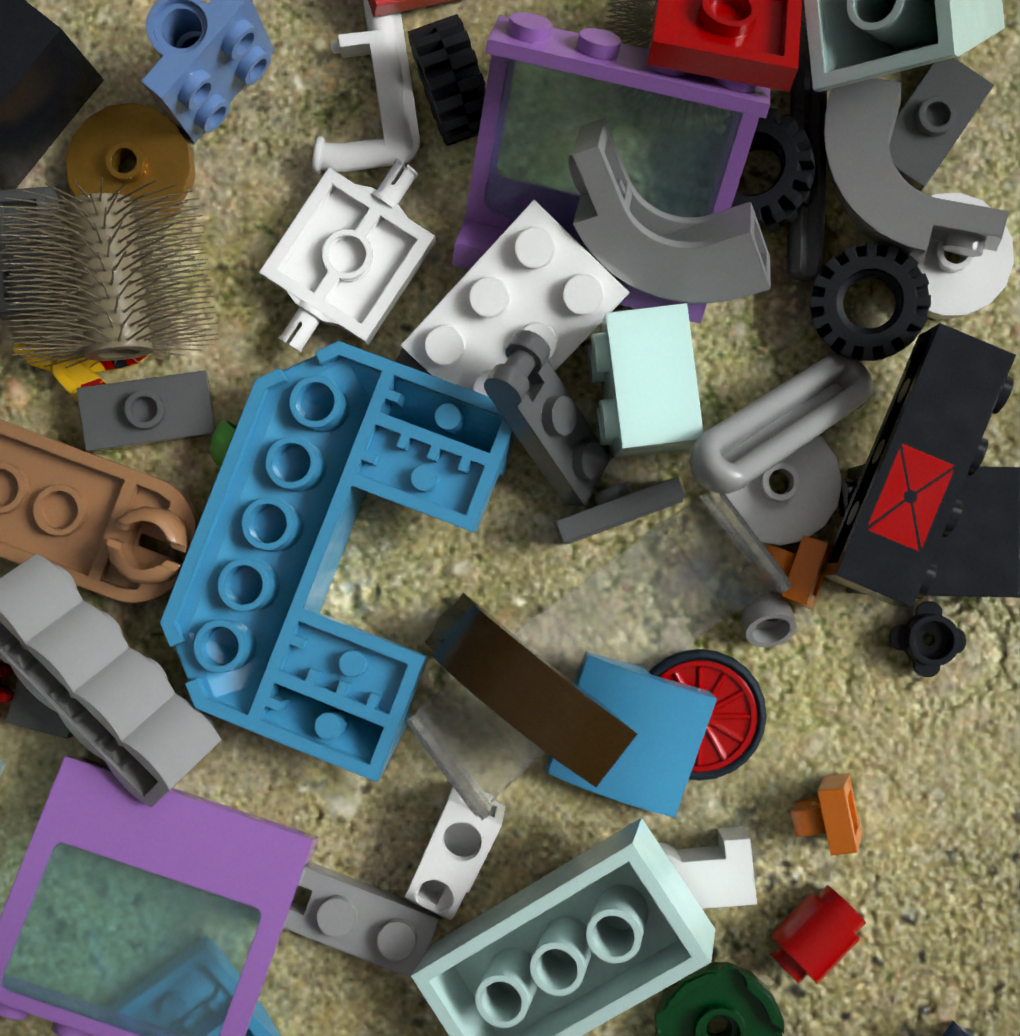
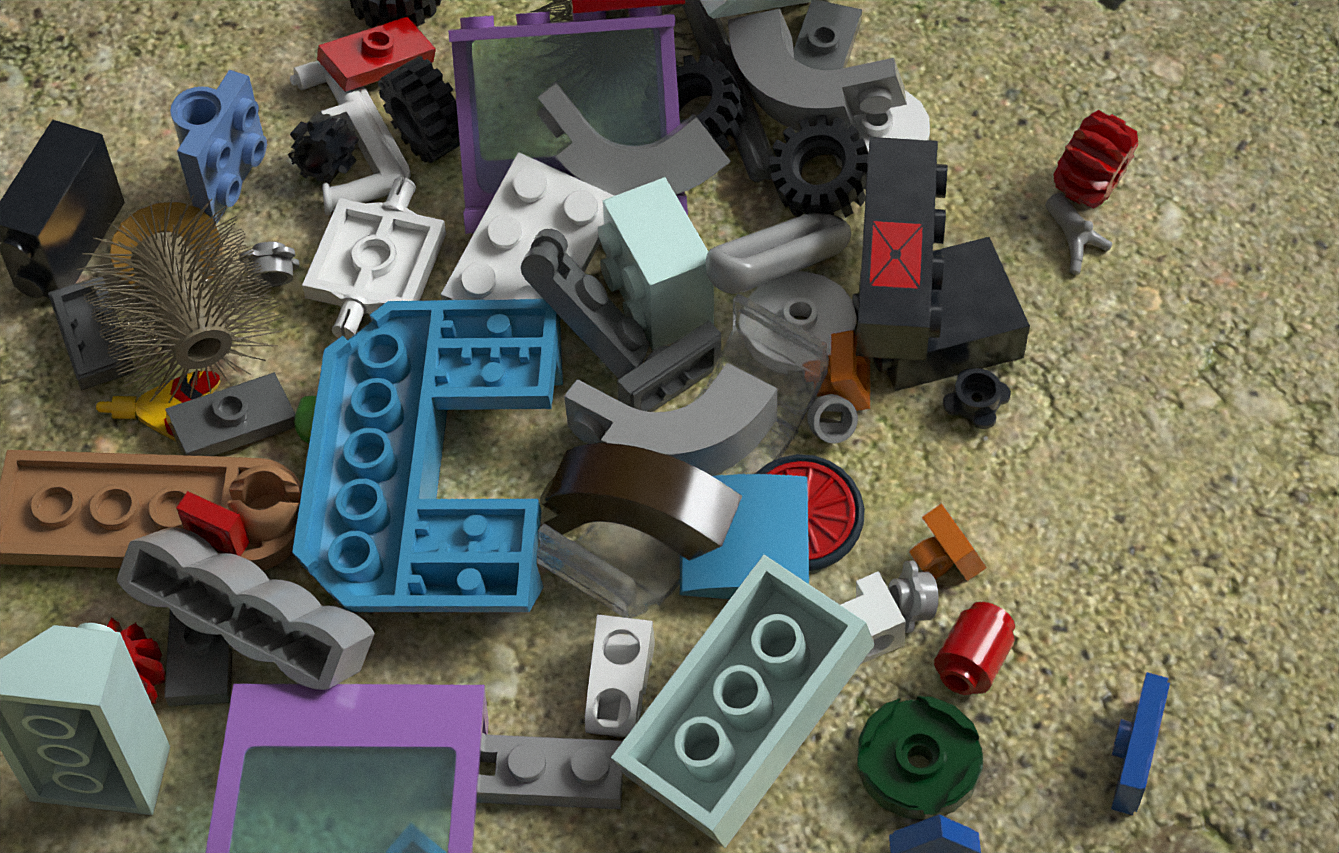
camera: 15 degrees left, 30 degrees down
(82, 567) = (213, 523): none -> red tile
(233, 228) = (276, 263): none -> light grey plate
(328, 90) = (323, 147): none -> black gear
(626, 616) = (706, 434): none -> light grey arch
(776, 857) = (914, 595): none -> light grey plate

